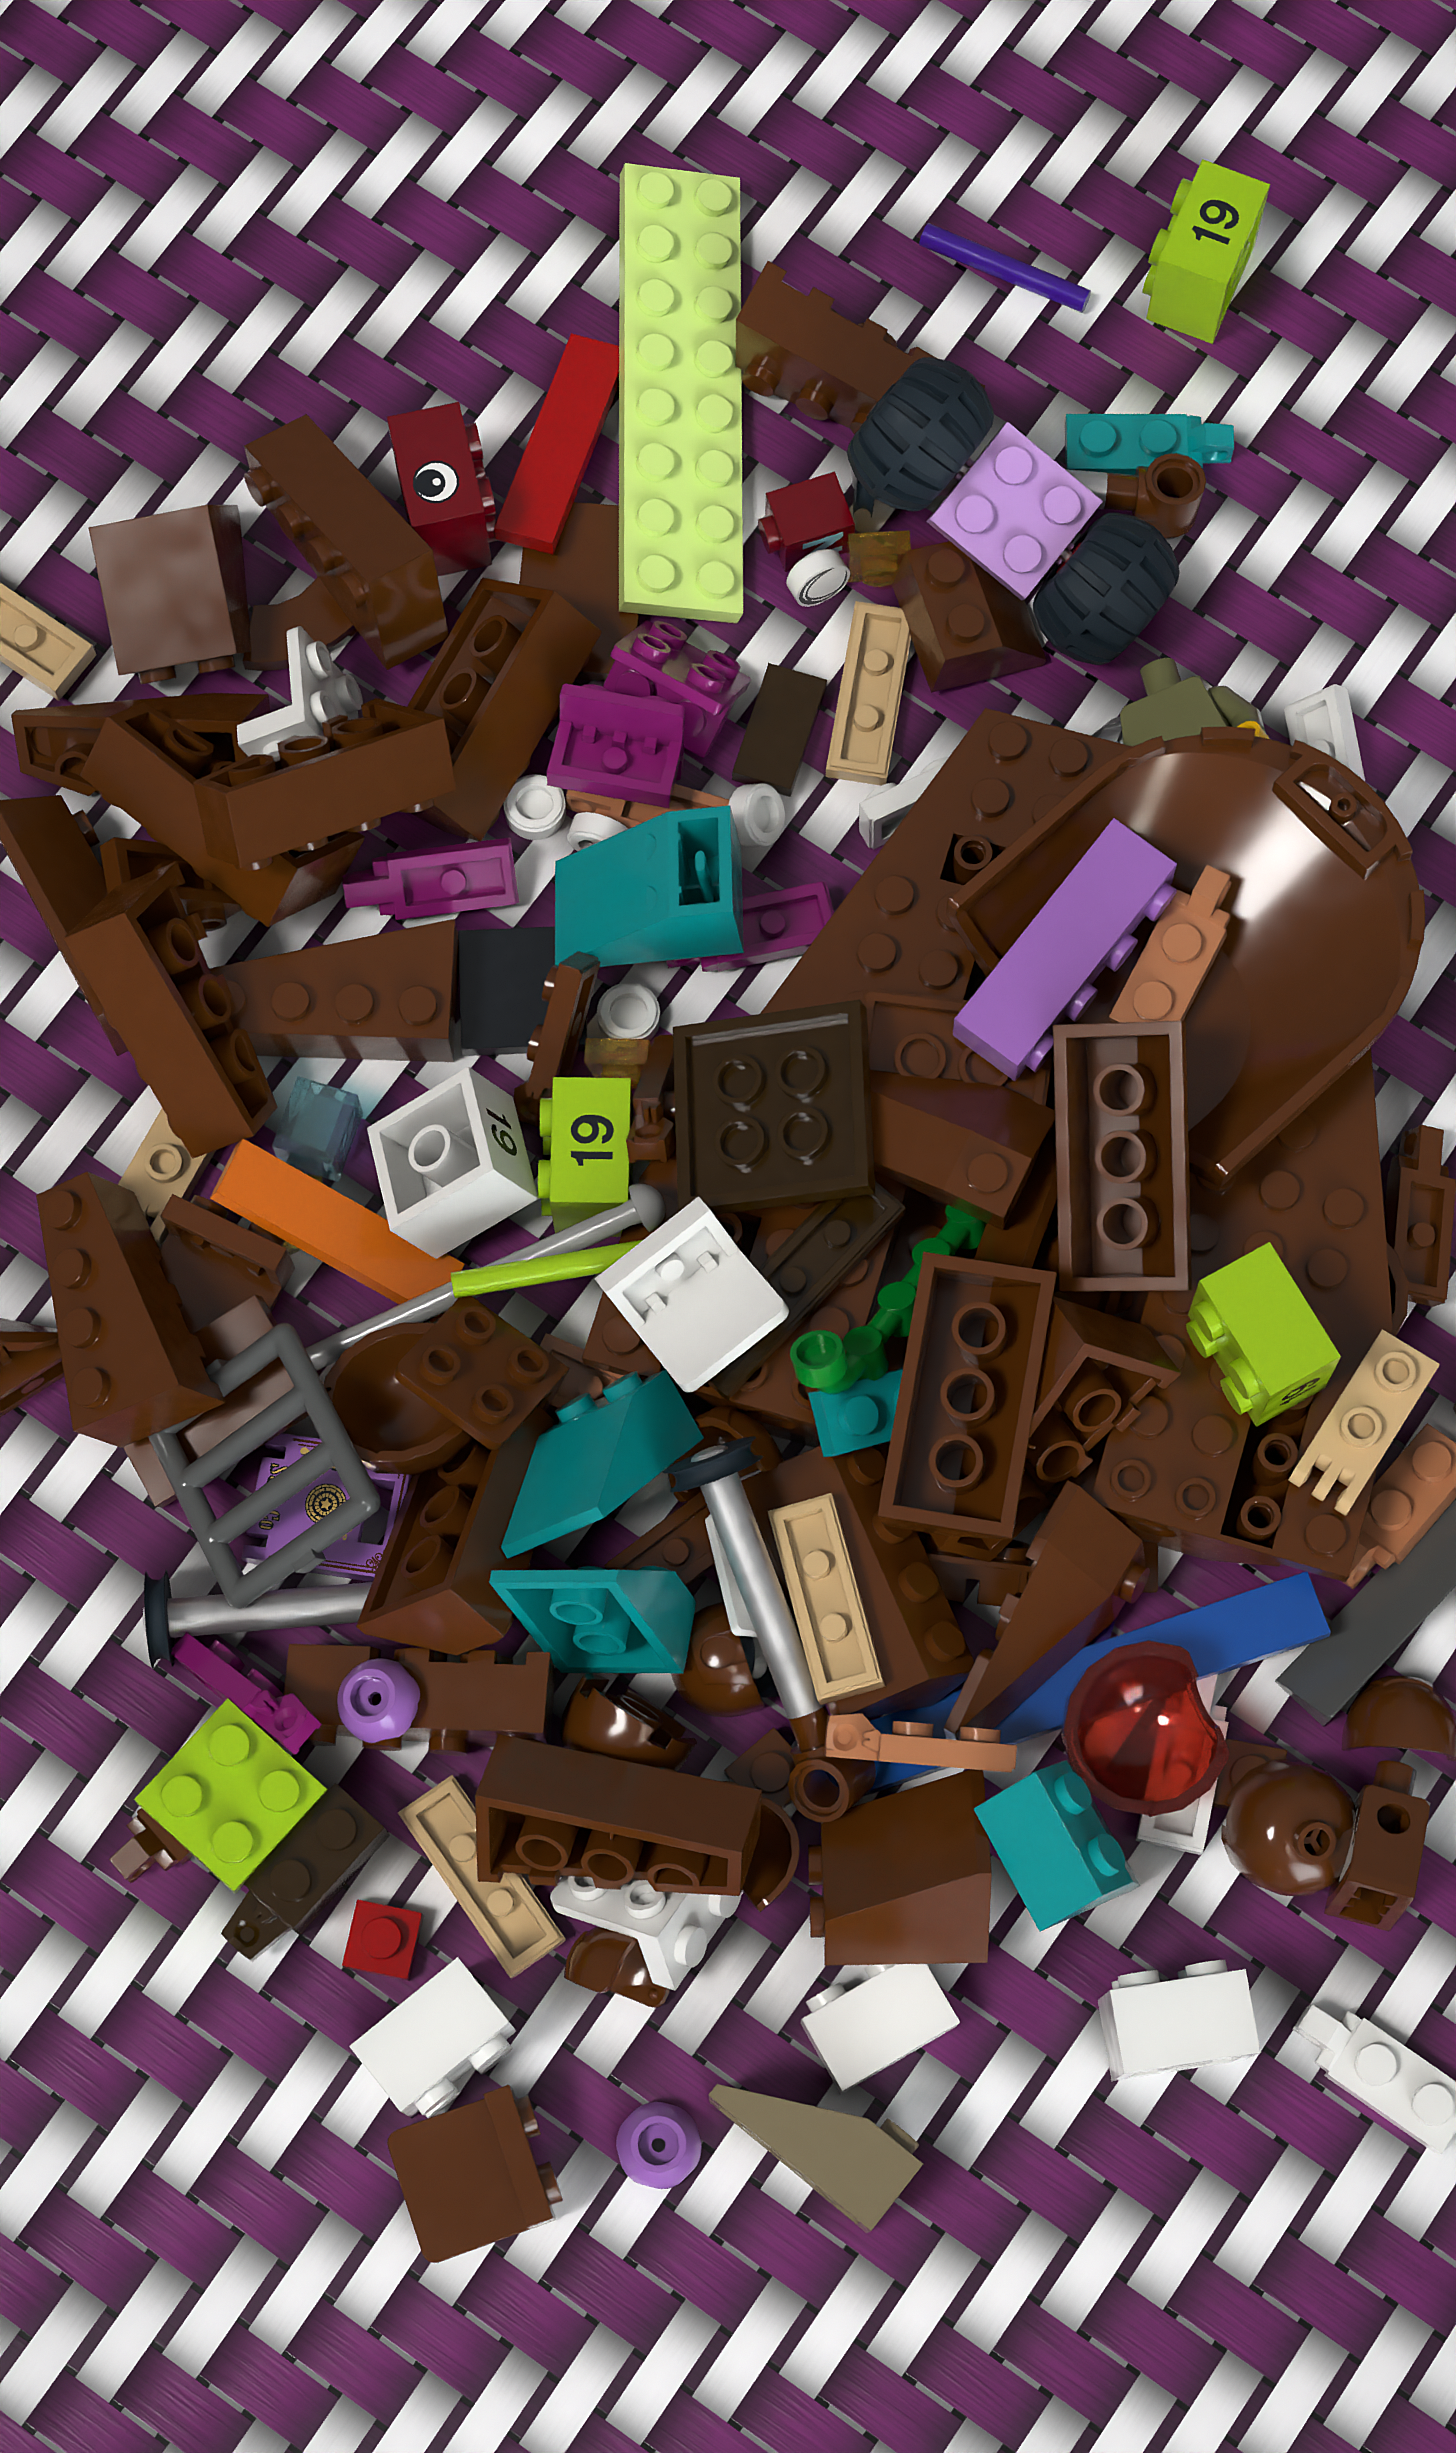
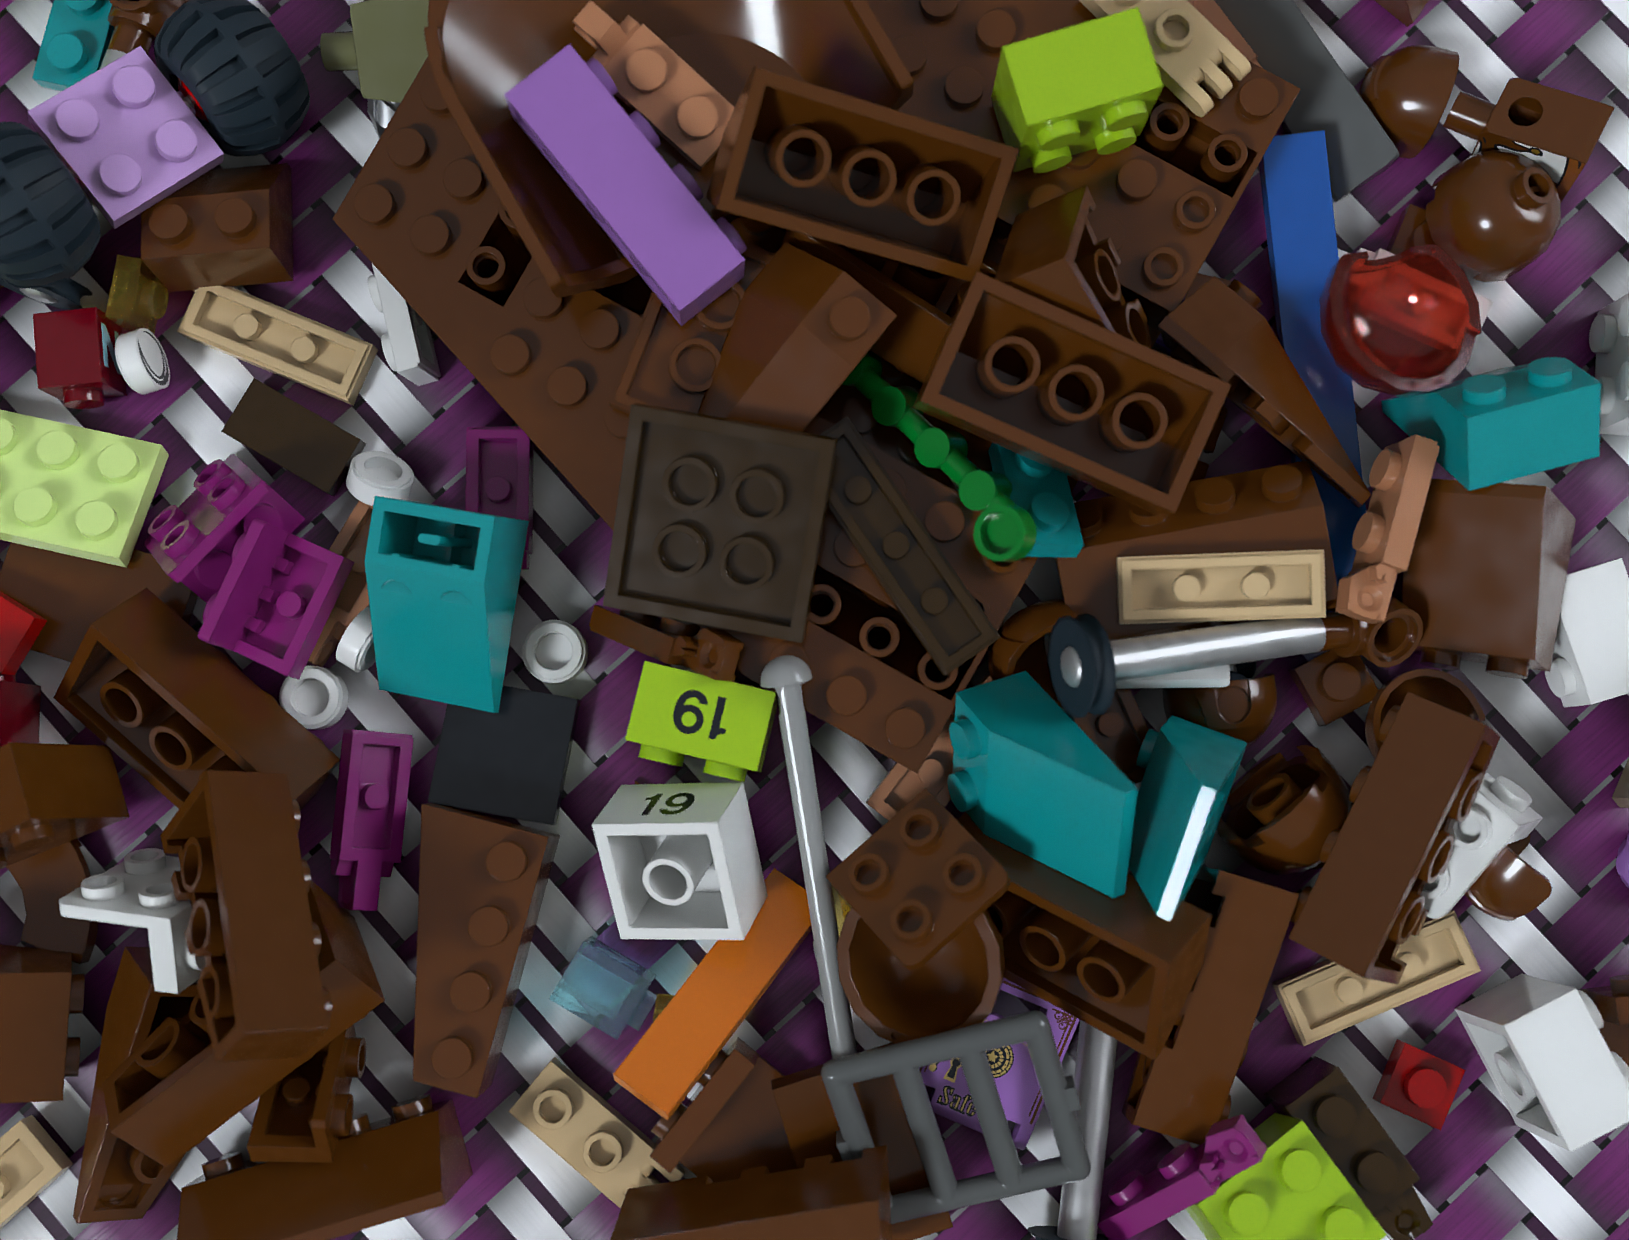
camera: 75 degrees left, 10 degrees up
(172, 1011) = (452, 1129): reddish brown wedge -> none
(397, 1704) = (1220, 1030): medium lavender plate -> none
(537, 1270) = (827, 753): lime bar -> none
(556, 1042) = (574, 729): reddish brown hinge -> none
(617, 1058) = (607, 671): clear yellow plate -> none
(693, 1296) = (905, 645): white bracket -> none

